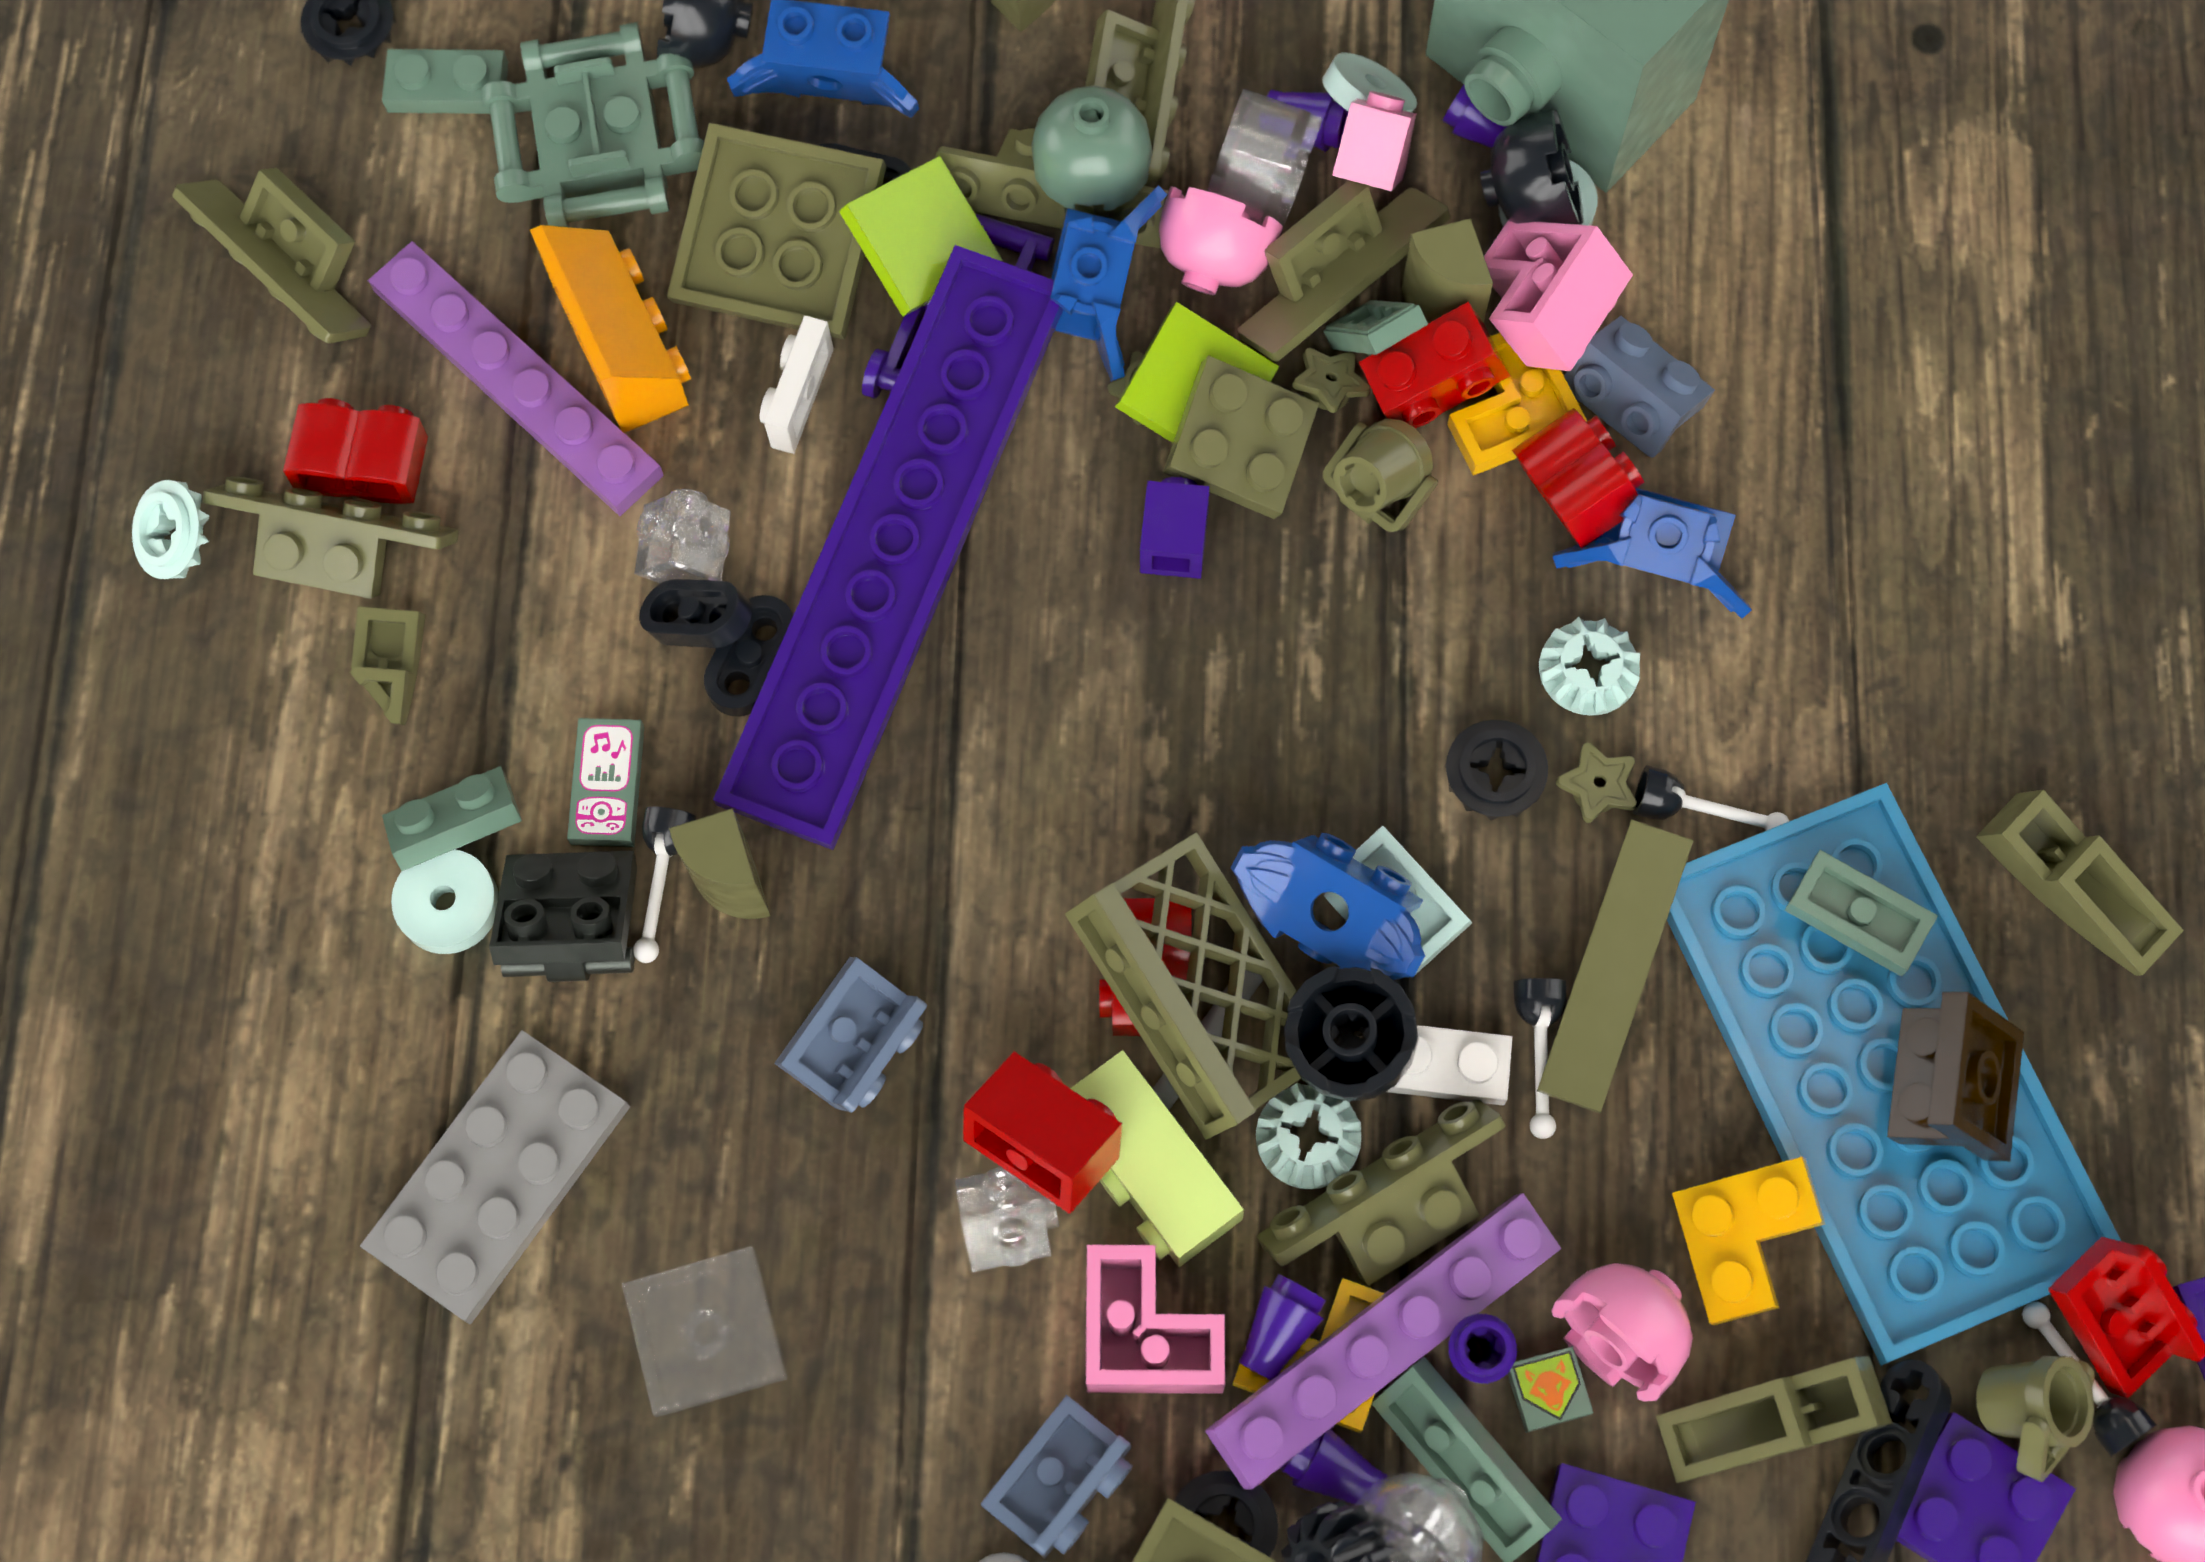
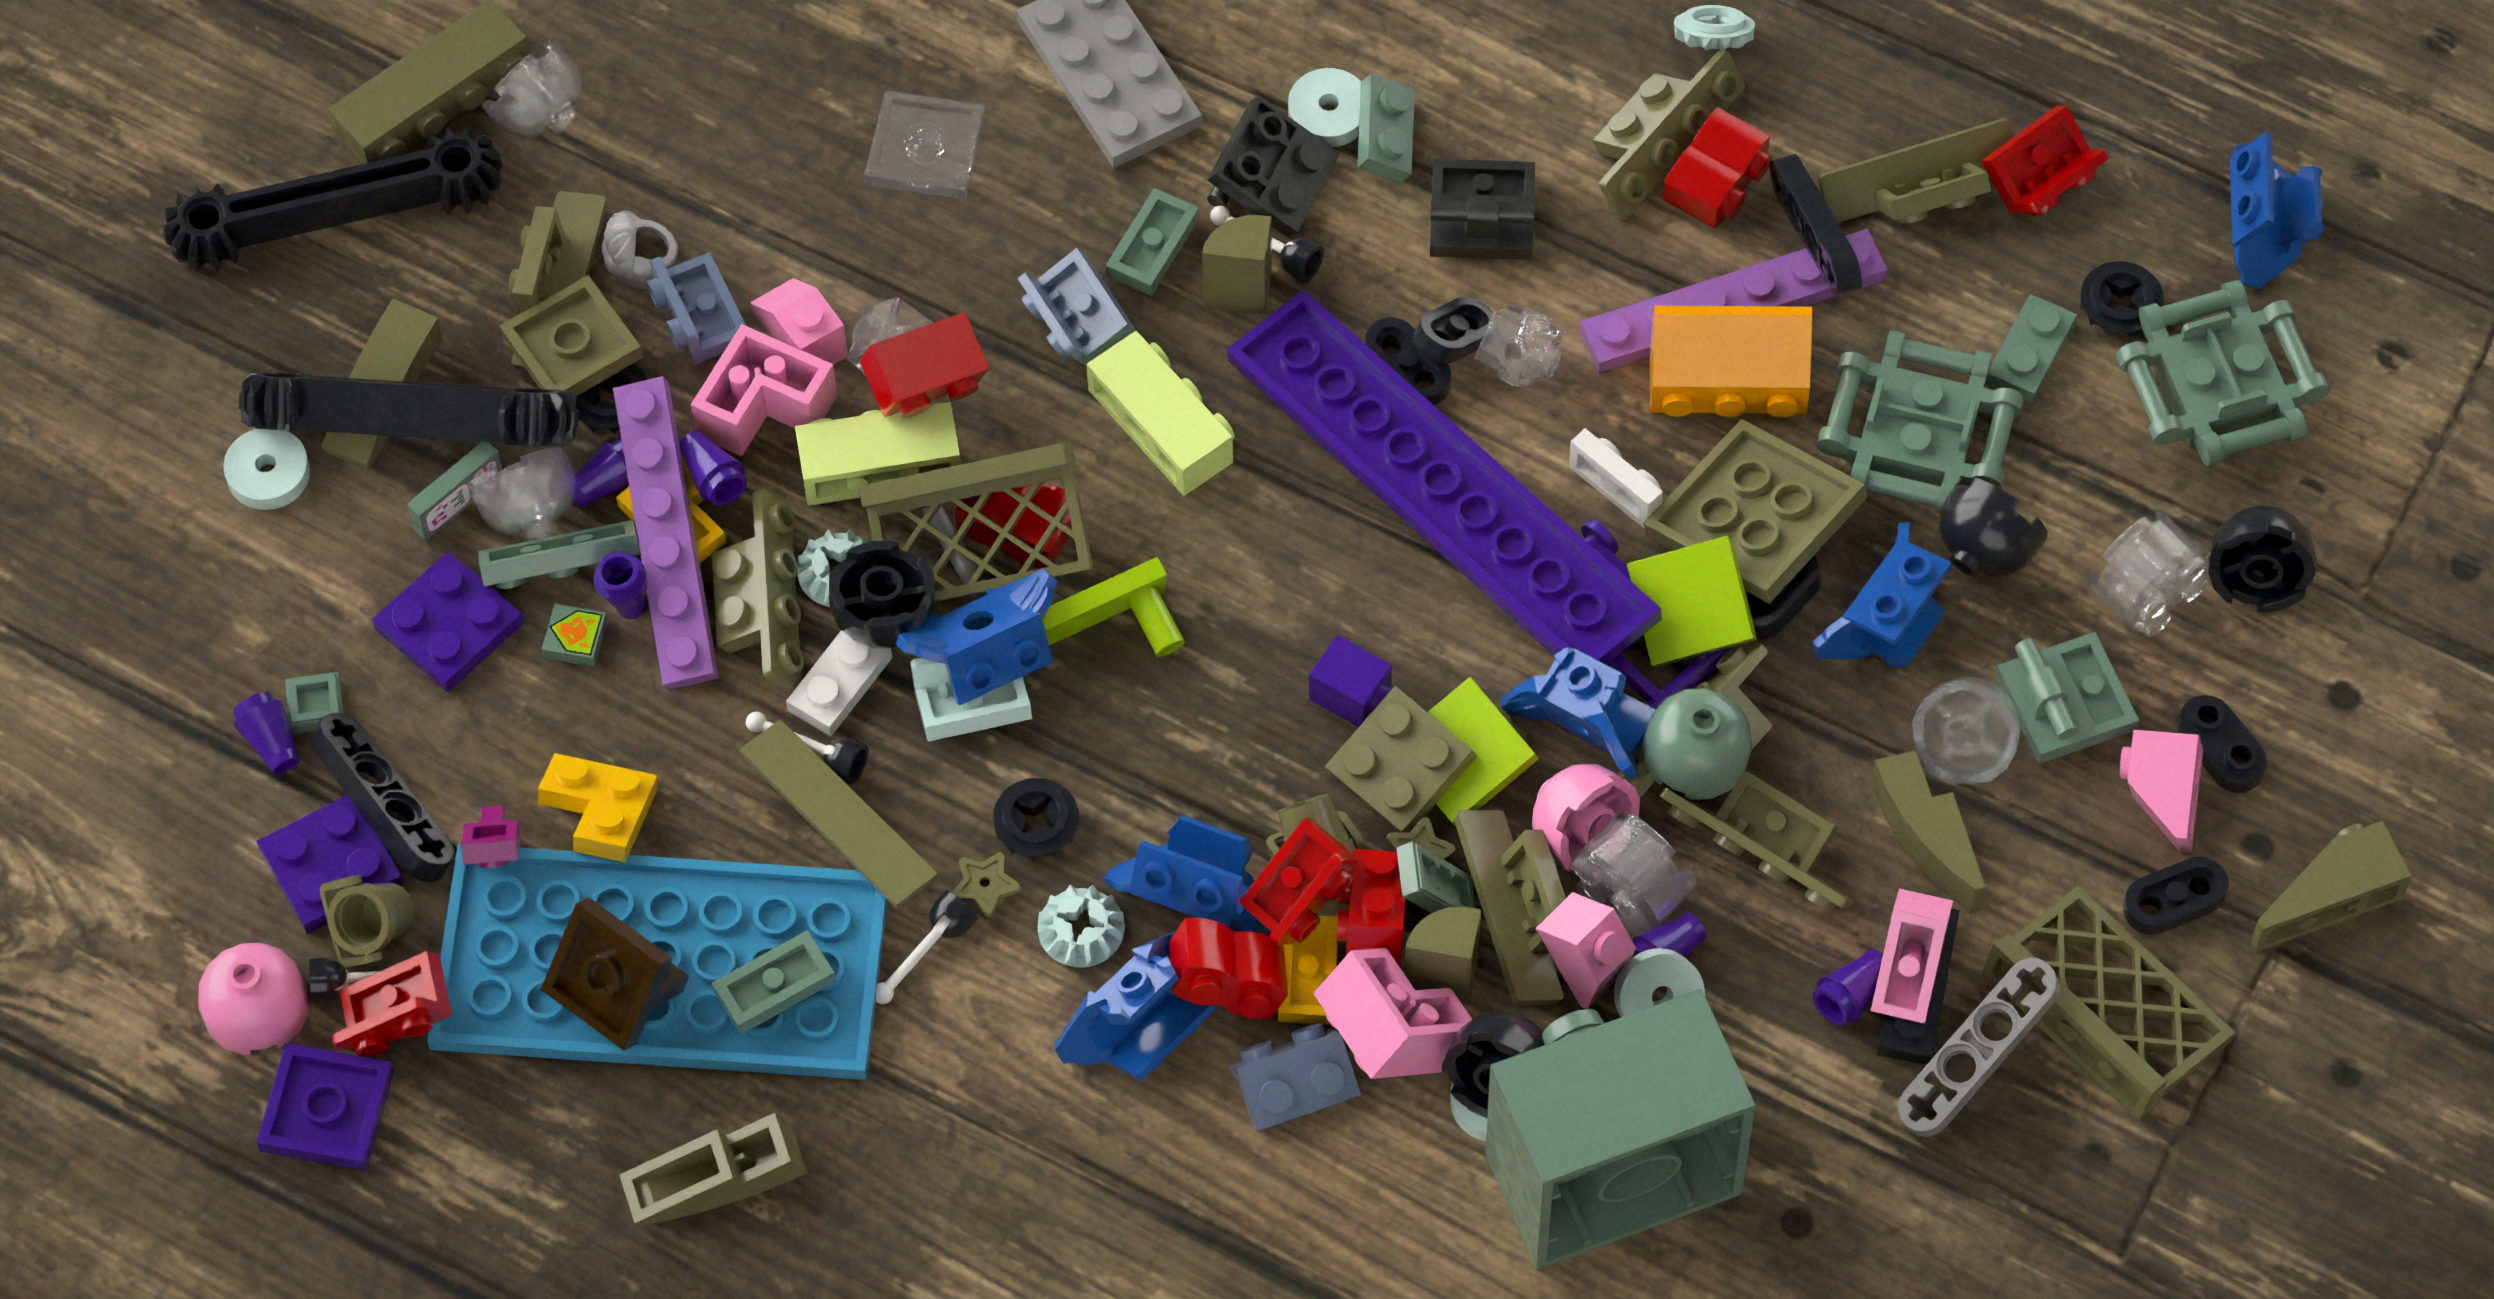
camera: 115 degrees right, 10 degrees down
(214, 138) = (2043, 163): none -> red bracket
(388, 657) = (1539, 136): olive slope -> none
(398, 308) = (1815, 224): none -> black beam
(515, 667) = (1482, 209): none -> pearl dark grey plate
(606, 782) = (1363, 237): tile -> none
(720, 1000) = (1152, 241): none -> sand green plate
(941, 877) = (1161, 412): none -> yellowish green brick
(1019, 1348) = (802, 319): none -> bright pink slope
(1182, 800) = (1134, 589): none -> lime piece
(1461, 433) = (1299, 883): none -> red bracket
(1497, 620) = (1193, 873): none -> blue piece
(1627, 1326) = (581, 683): bright pink cylinder -> none
(1773, 1419) = (465, 757): olive slope -> none
(1875, 1312) = (492, 840): none -> magenta plate

